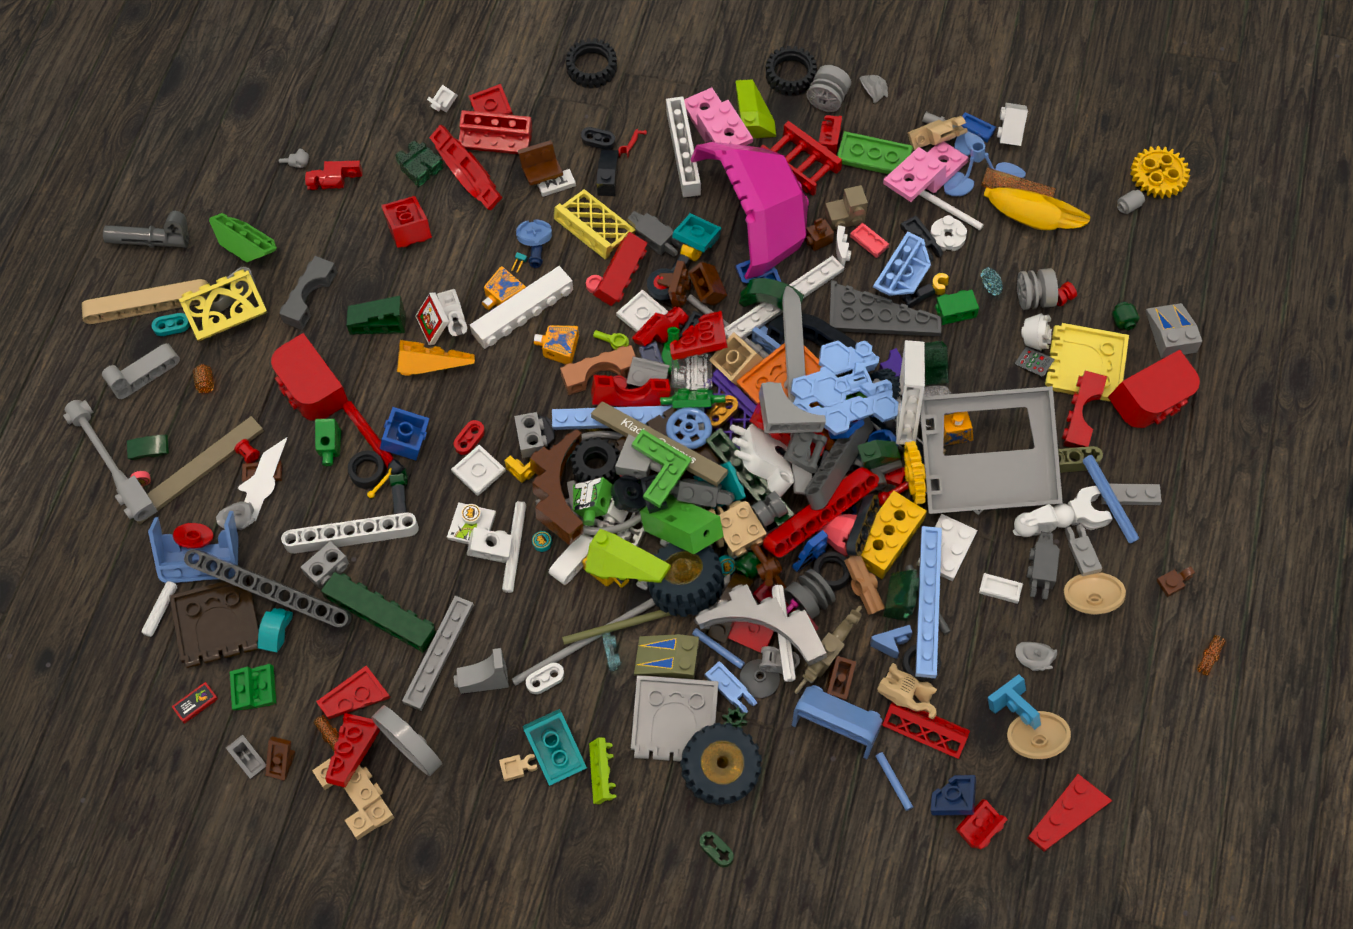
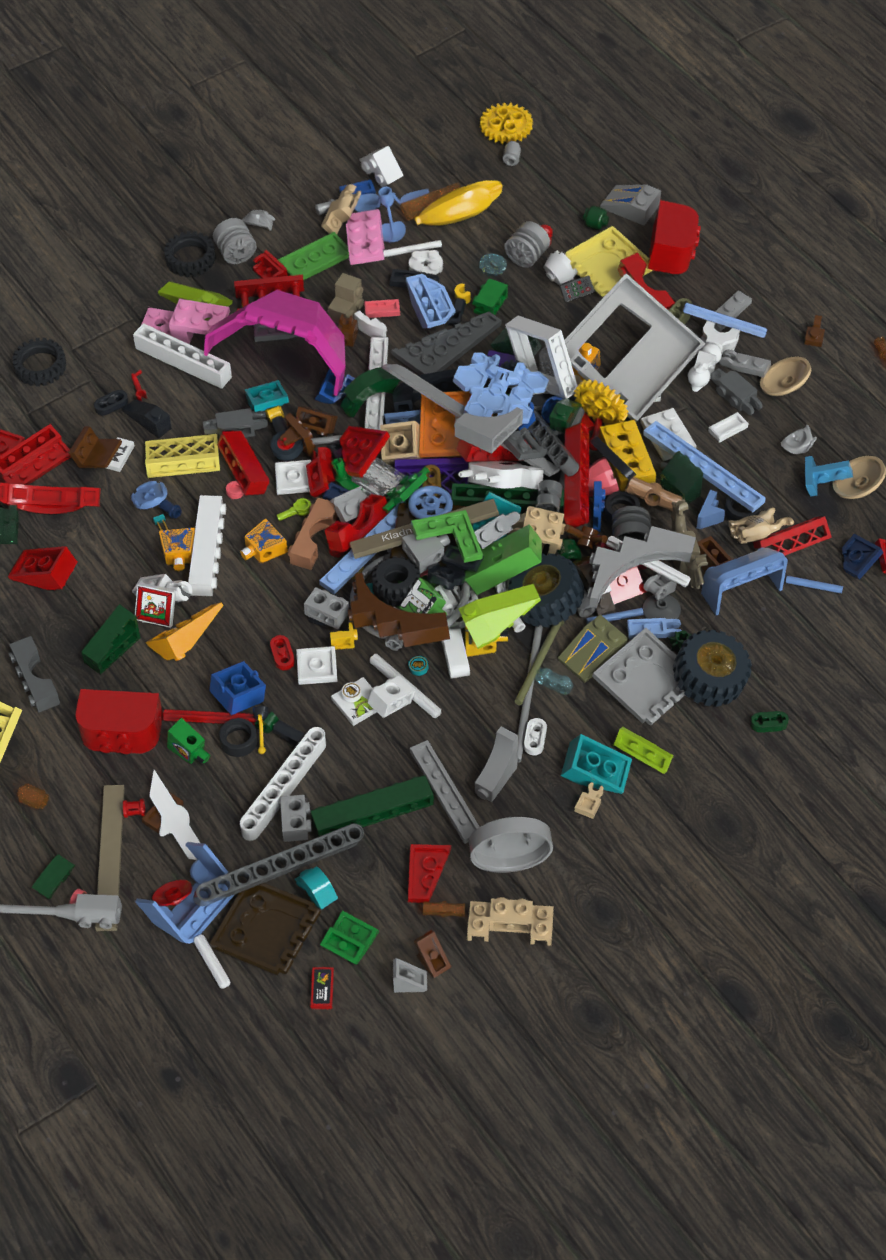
camera: 50 degrees left, 10 degrees down
(242, 513) = (180, 854): light grey hat -> none
(353, 743) = (474, 894): red wing -> none

